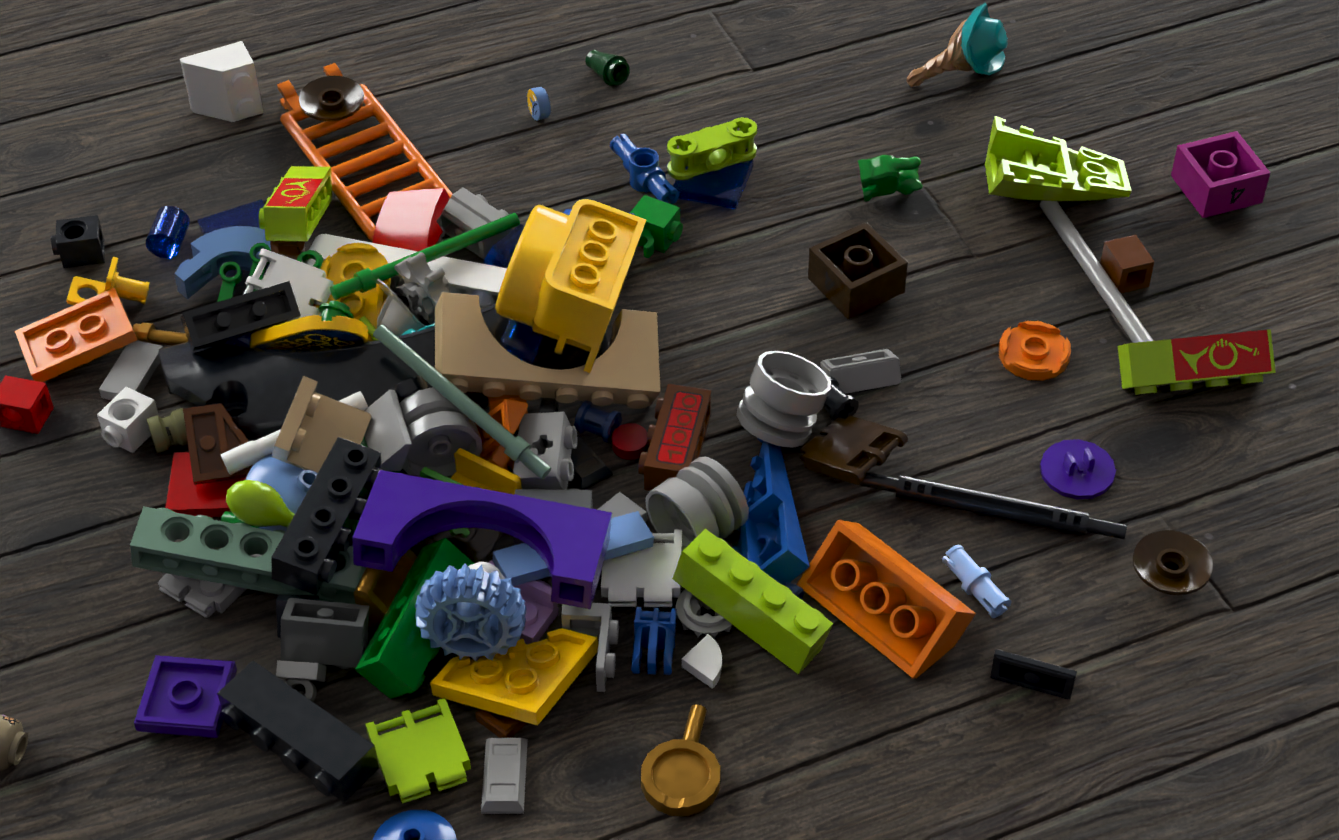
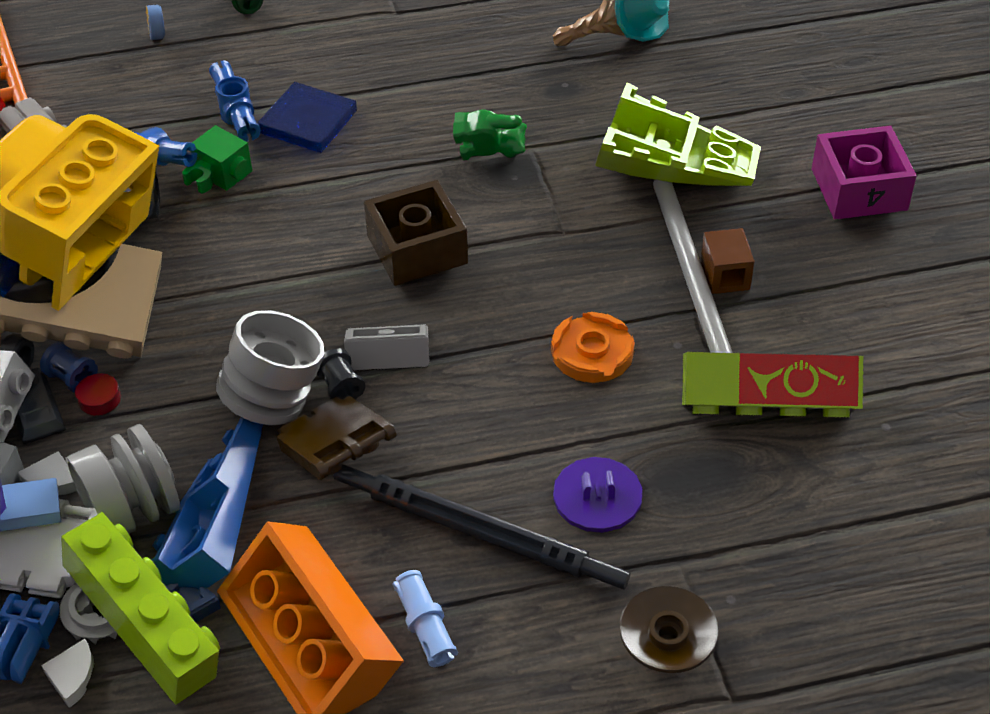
camera: 10 degrees right, 0 degrees up
(677, 435) = (147, 392): reddish brown brick -> none
(712, 148) = (308, 85): lime piece -> none

